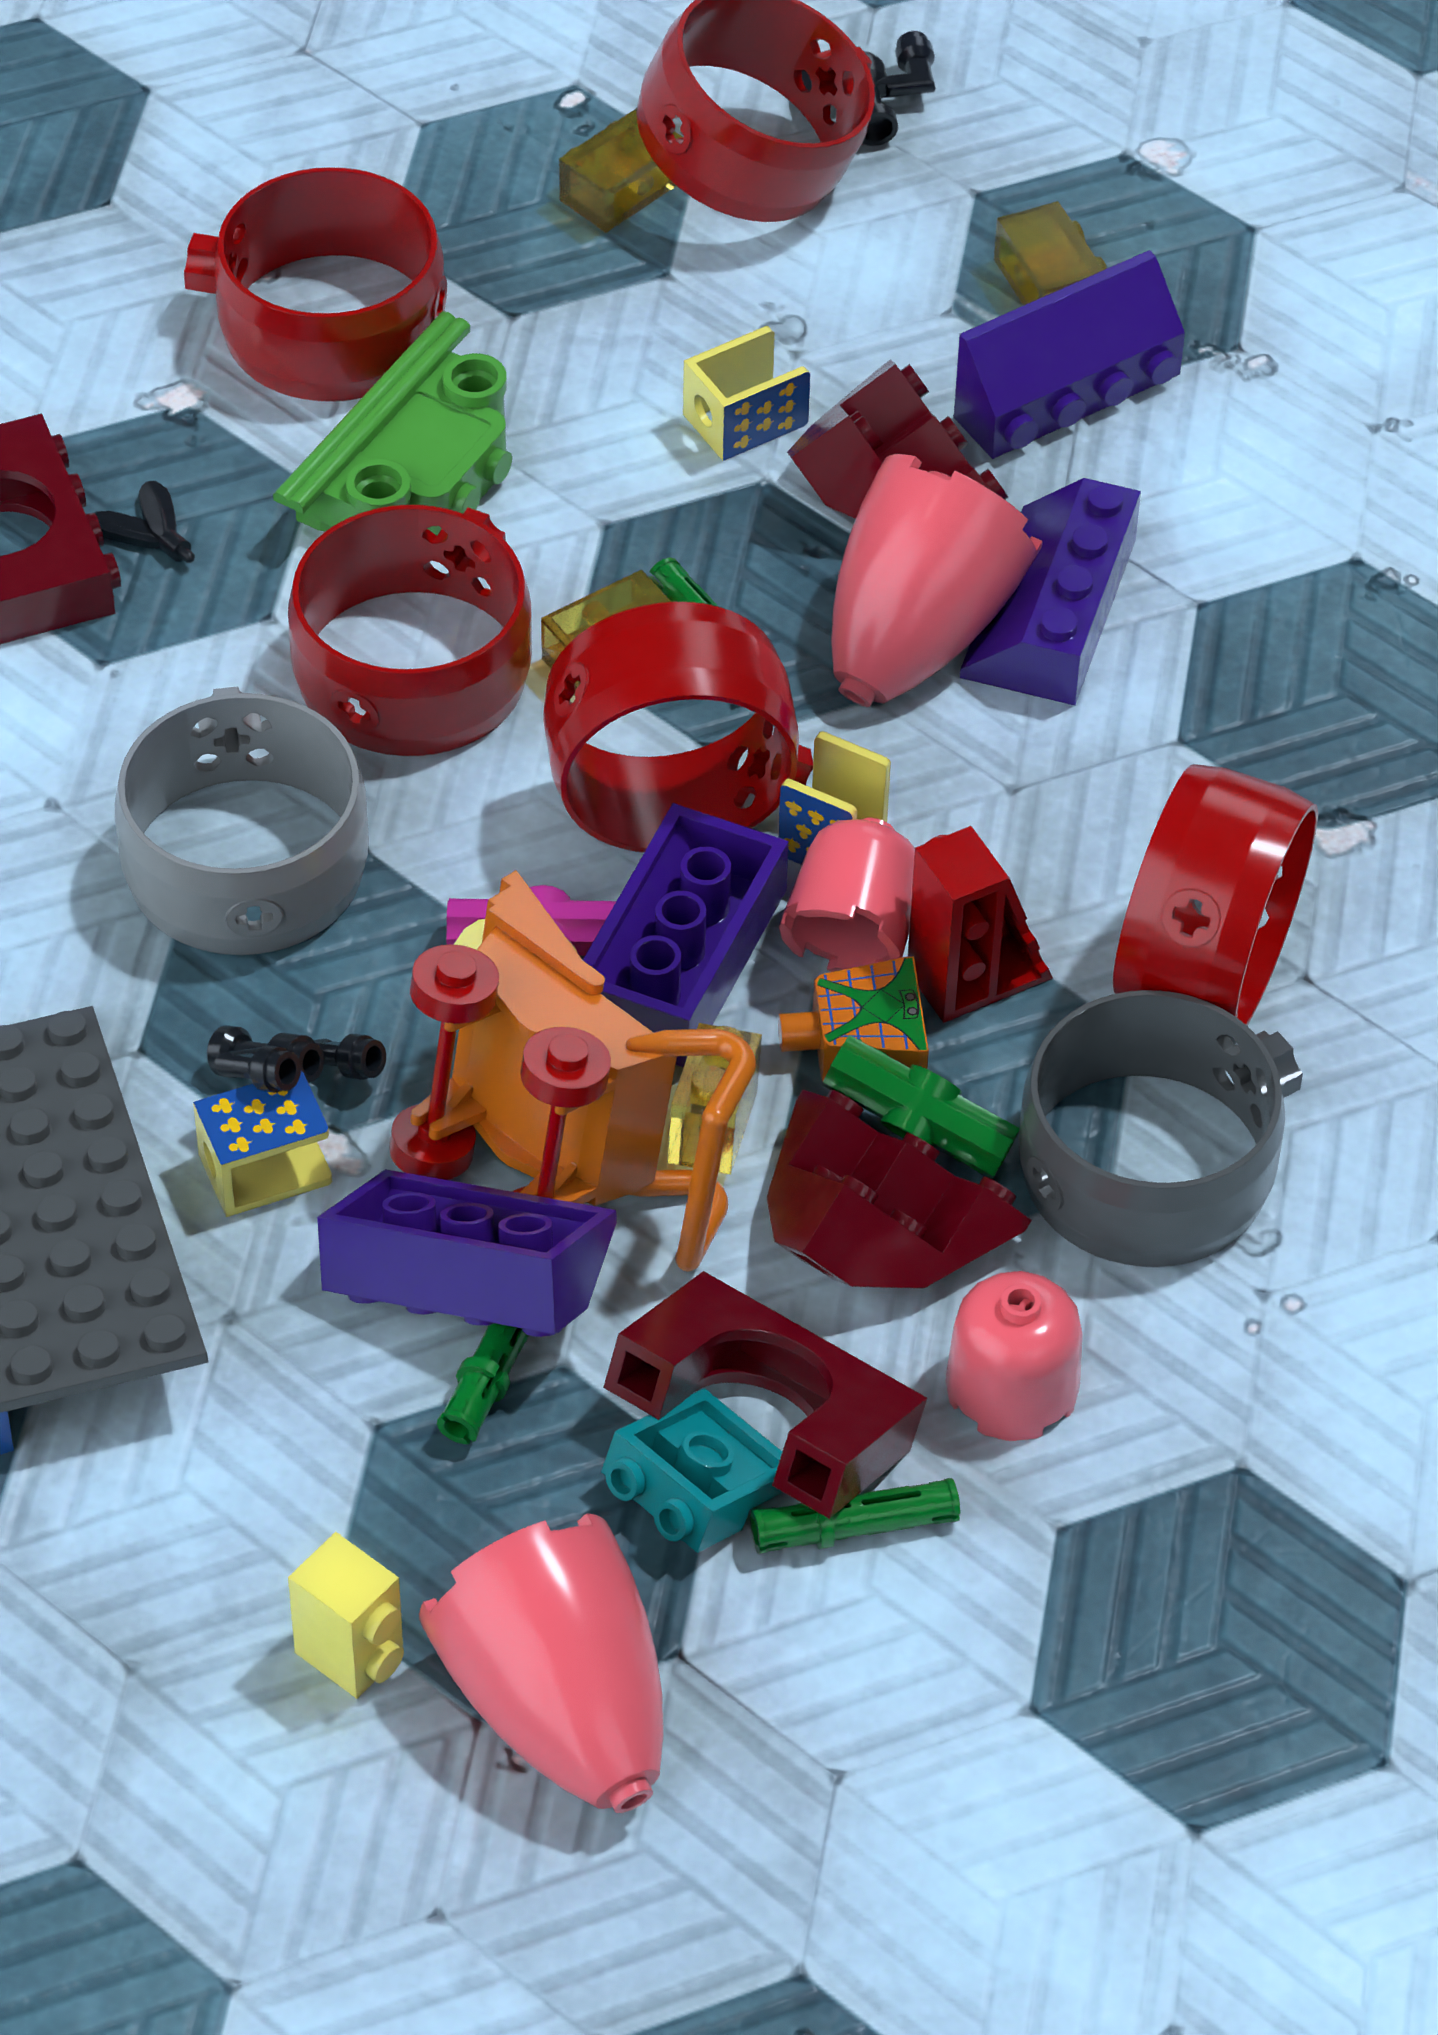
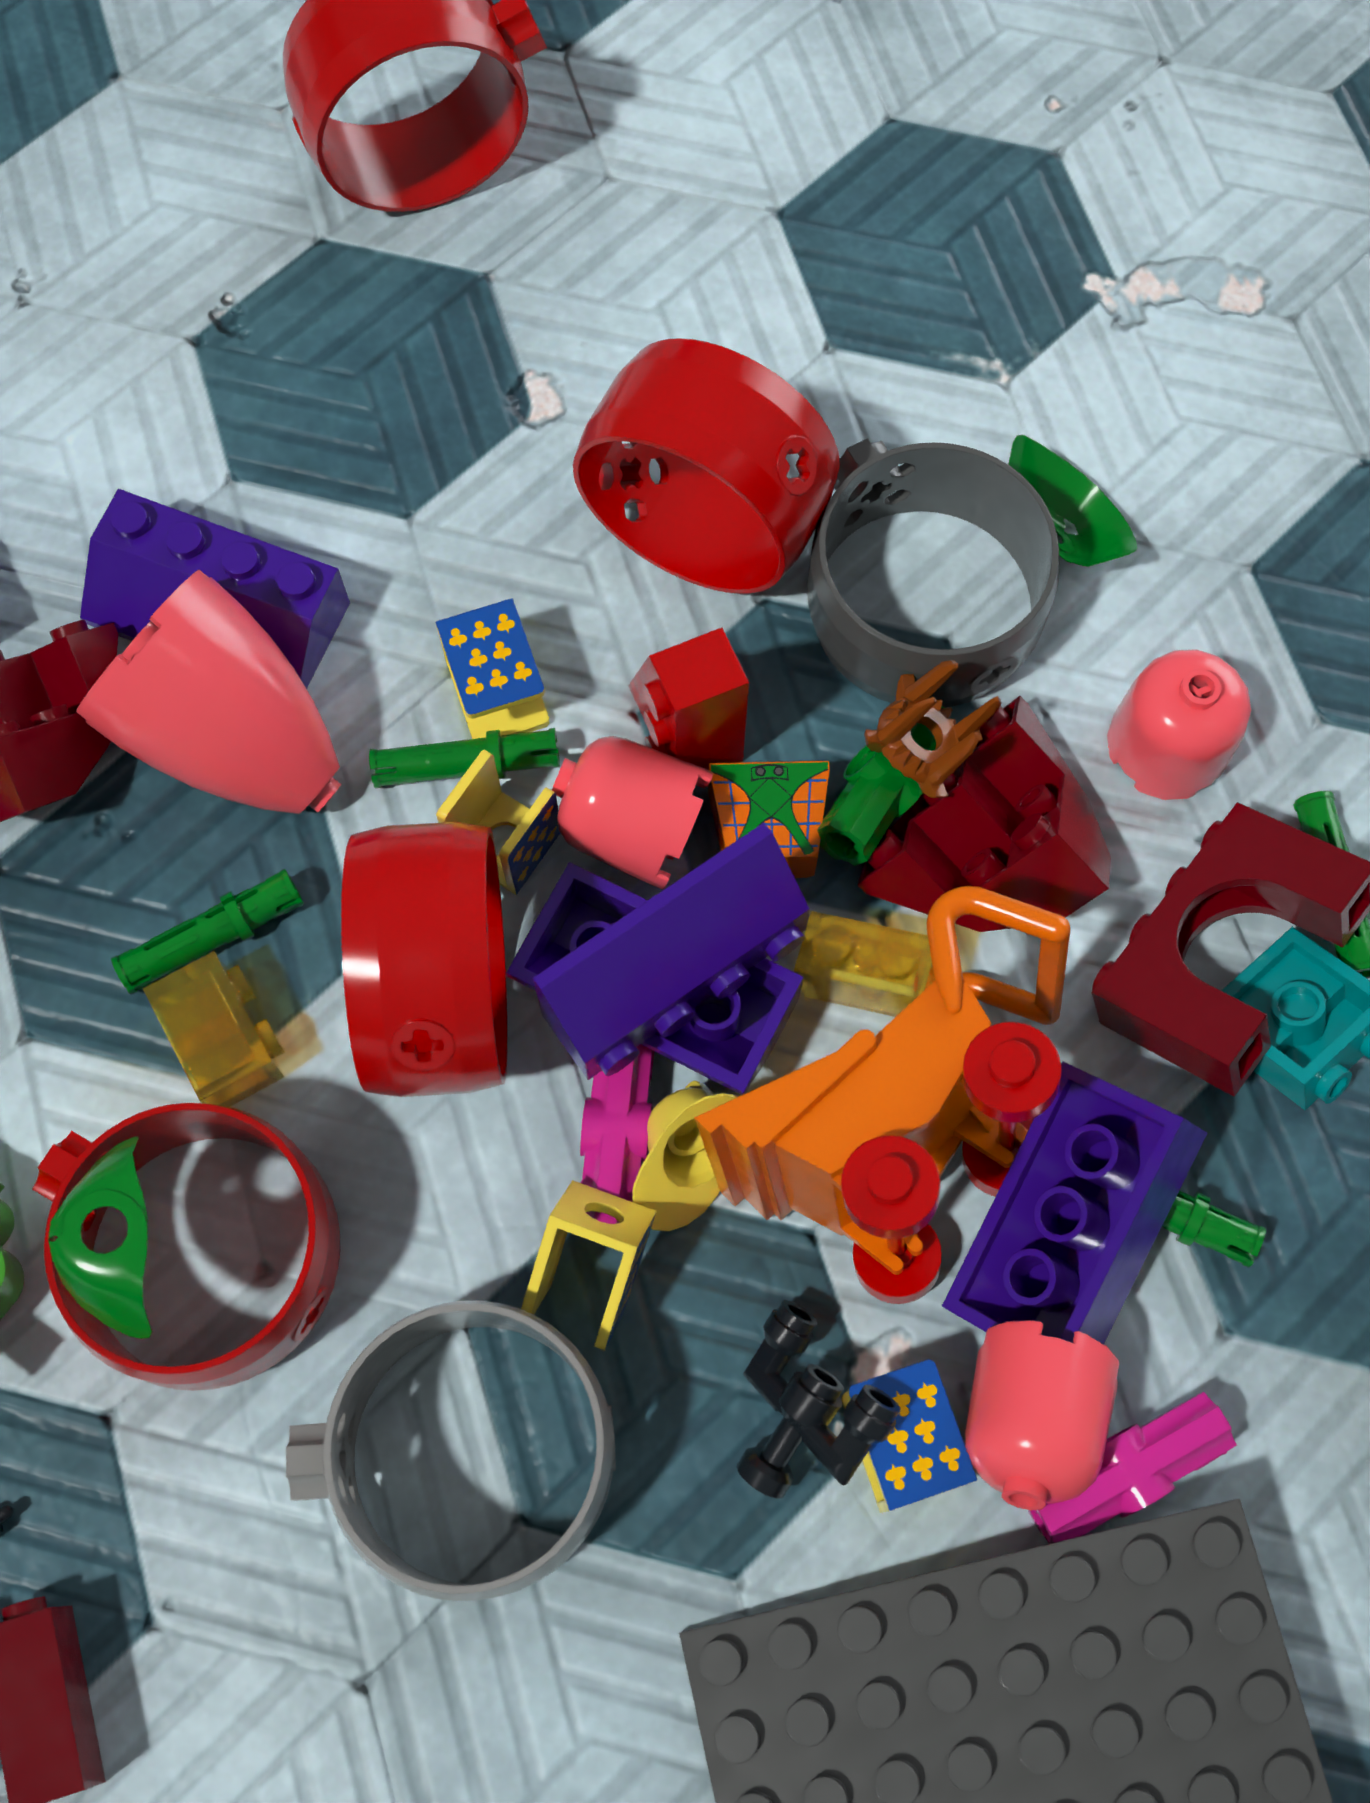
camera: 85 degrees left, 20 degrees up
(241, 1325) = (1141, 1467): none -> dark pink piece
(277, 1214) = (1039, 1413): none -> coral cylinder
(368, 525) = (108, 1282): none -> green piece
(411, 905) = (626, 1236): none -> light yellow piece
(688, 887) = (674, 954): none -> dark purple slope
(913, 810) = (455, 757): none -> green pin
(947, 1074) = (953, 740): none -> dark orange piece
(1003, 792) = (493, 670): none -> blue piece
(1295, 1258) = (1073, 496): none -> green piece

